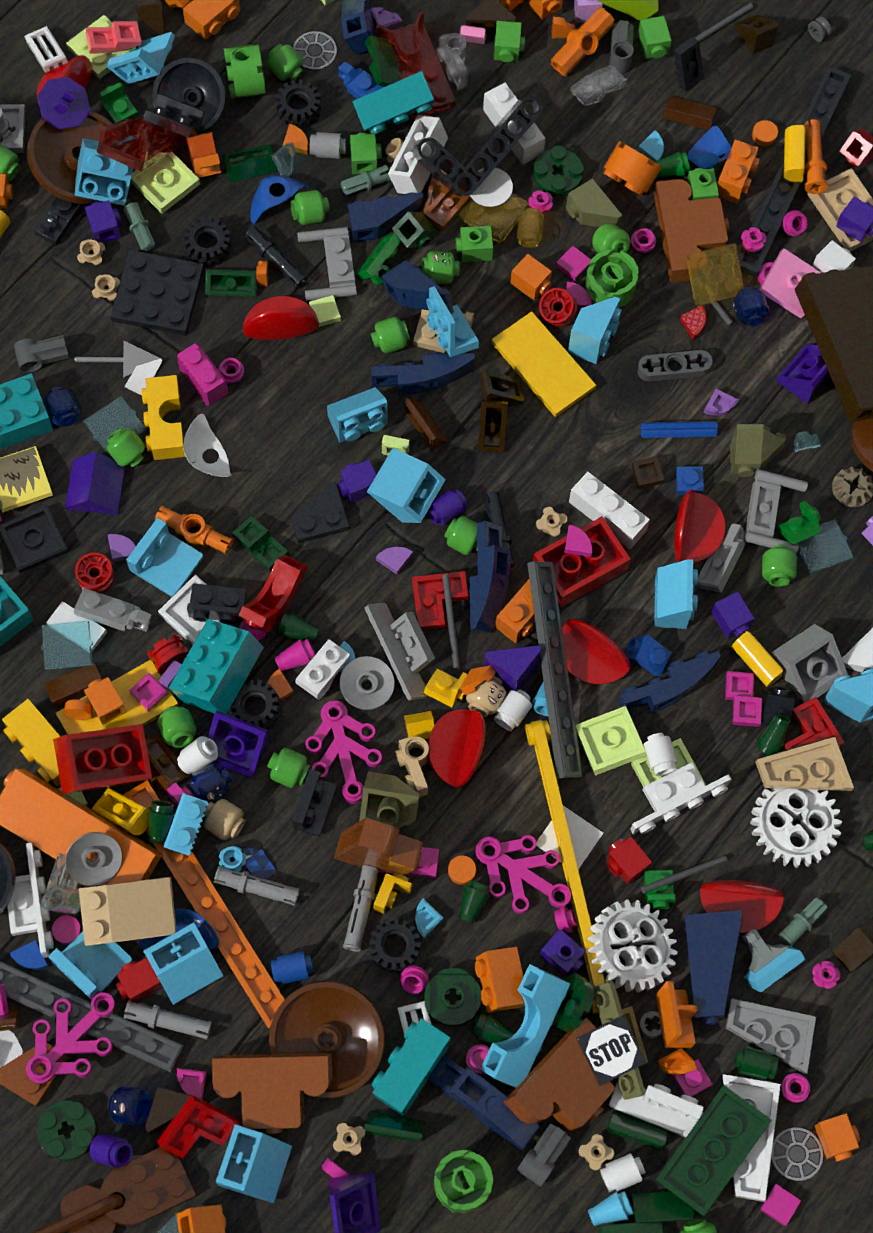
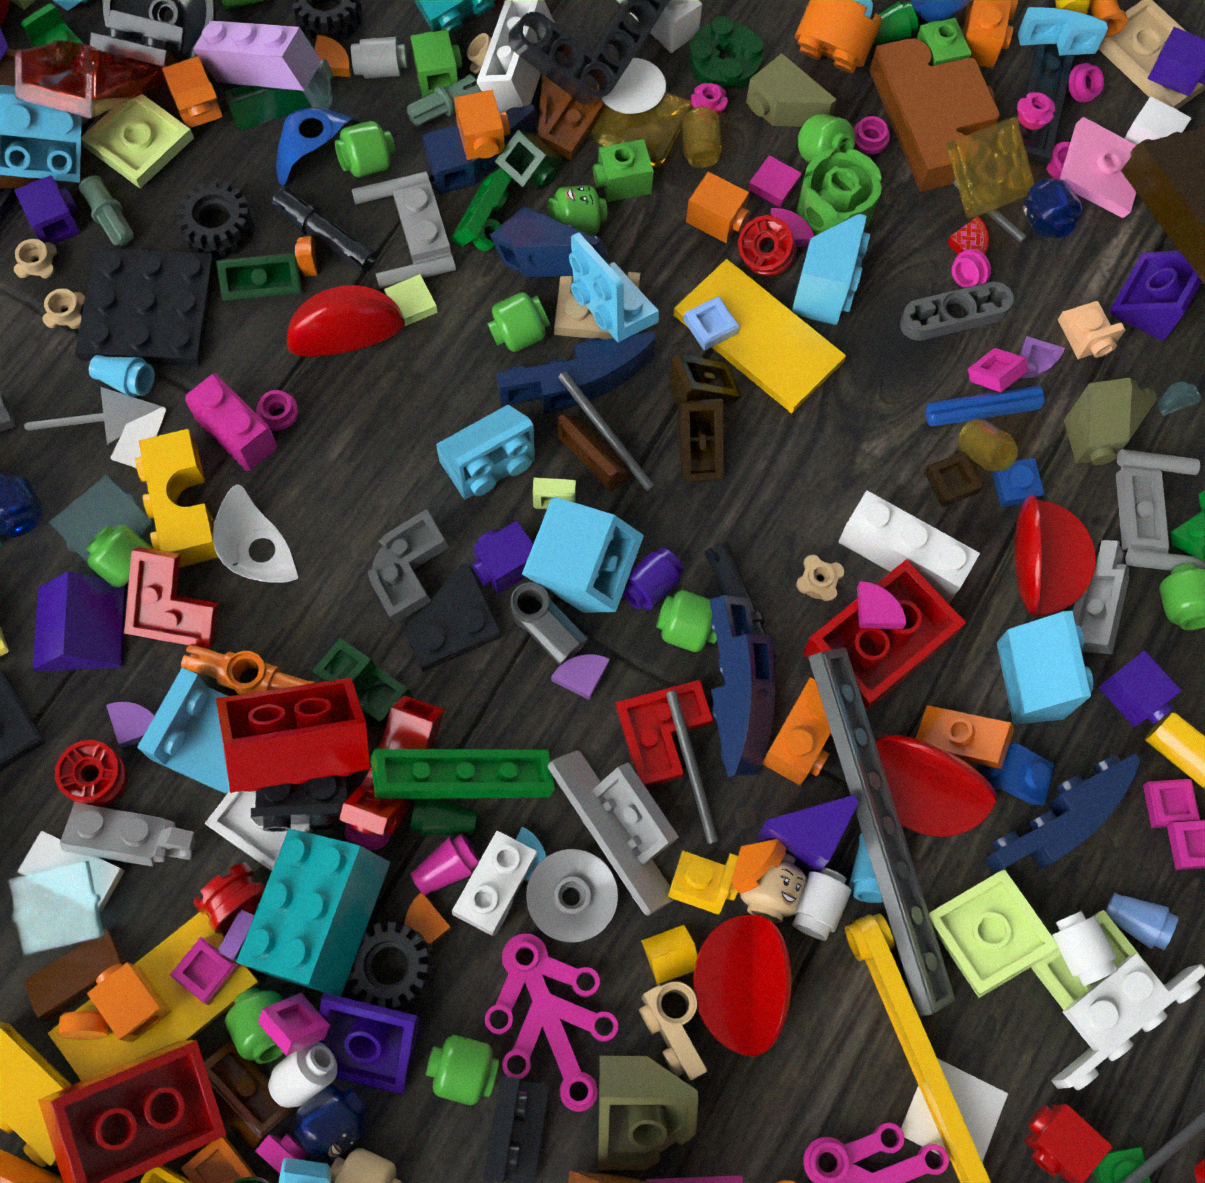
camera: 10 degrees left, 0 degrees up
(139, 334) = (124, 374): none -> medium azure cone
(143, 481) = (156, 610): none -> plate
(197, 723) = (293, 1024): none -> dark pink plate
(217, 565) = (292, 735): none -> red brick
(249, 136) = (257, 55): none -> lavender brick
(293, 472) = (395, 562): none -> dark grey plate
(313, 603) = (461, 773): none -> green plate
(378, 525) = (549, 625): none -> dark grey piece
(386, 204) = (481, 124): none -> orange brick
(433, 411) = (605, 430): none -> dark grey axle
(513, 352) = (711, 323): none -> light blue tile
(620, 627) = (967, 735): none -> orange plate
(672, 454) = (987, 445): none -> clear yellow brick
(688, 339) = (971, 268): none -> dark pink plate
(691, 407) = (997, 369): none -> dark pink plate
(704, 748) = (1143, 920): none -> medium blue cone
(758, 390) = (1090, 330): none -> light nougat bracket
(791, 190) = (1071, 30): none -> medium azure slope

